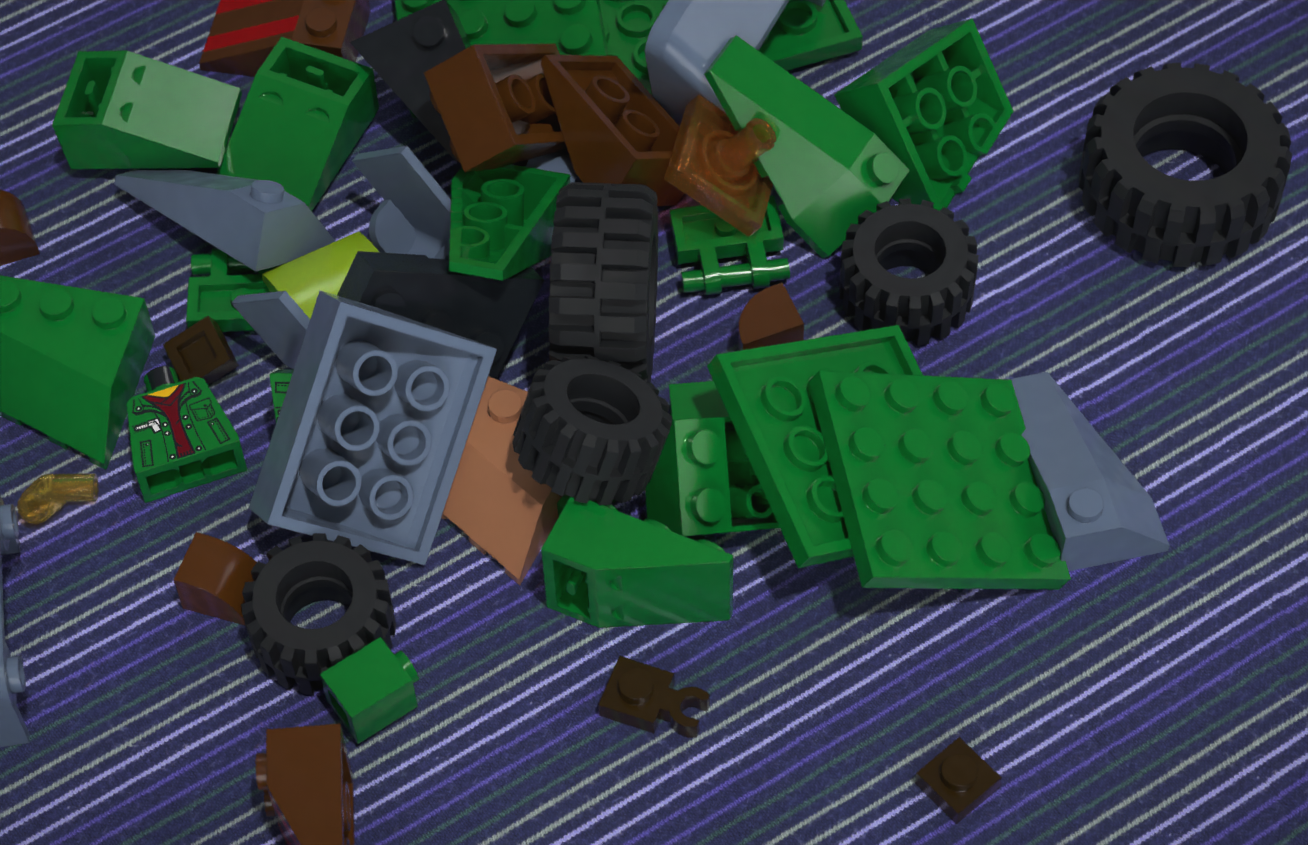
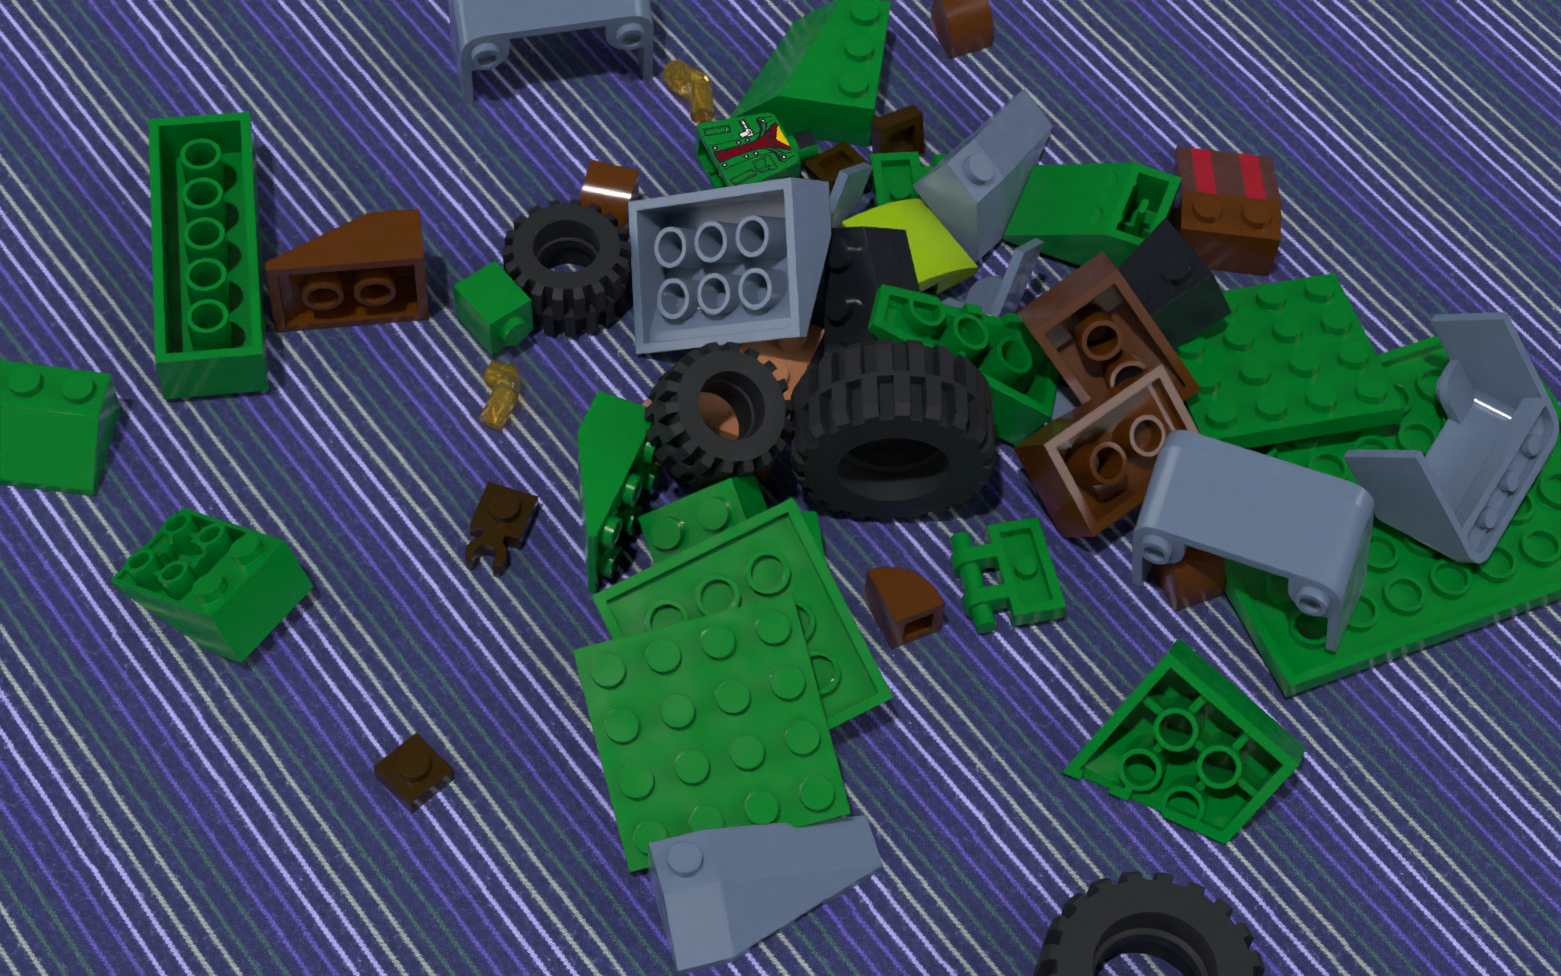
camera: 80 degrees right, 0 degrees up
(142, 114) = (1090, 94): green slope -> none
(161, 295) = (898, 131): none -> dark brown plate
(474, 686) = (506, 384): none -> clear yellow arm
(717, 164) = (1072, 540): clear orange plate -> none
(822, 158) = (1097, 619): green wedge -> none
(911, 238) = (985, 685): black tyre -> none

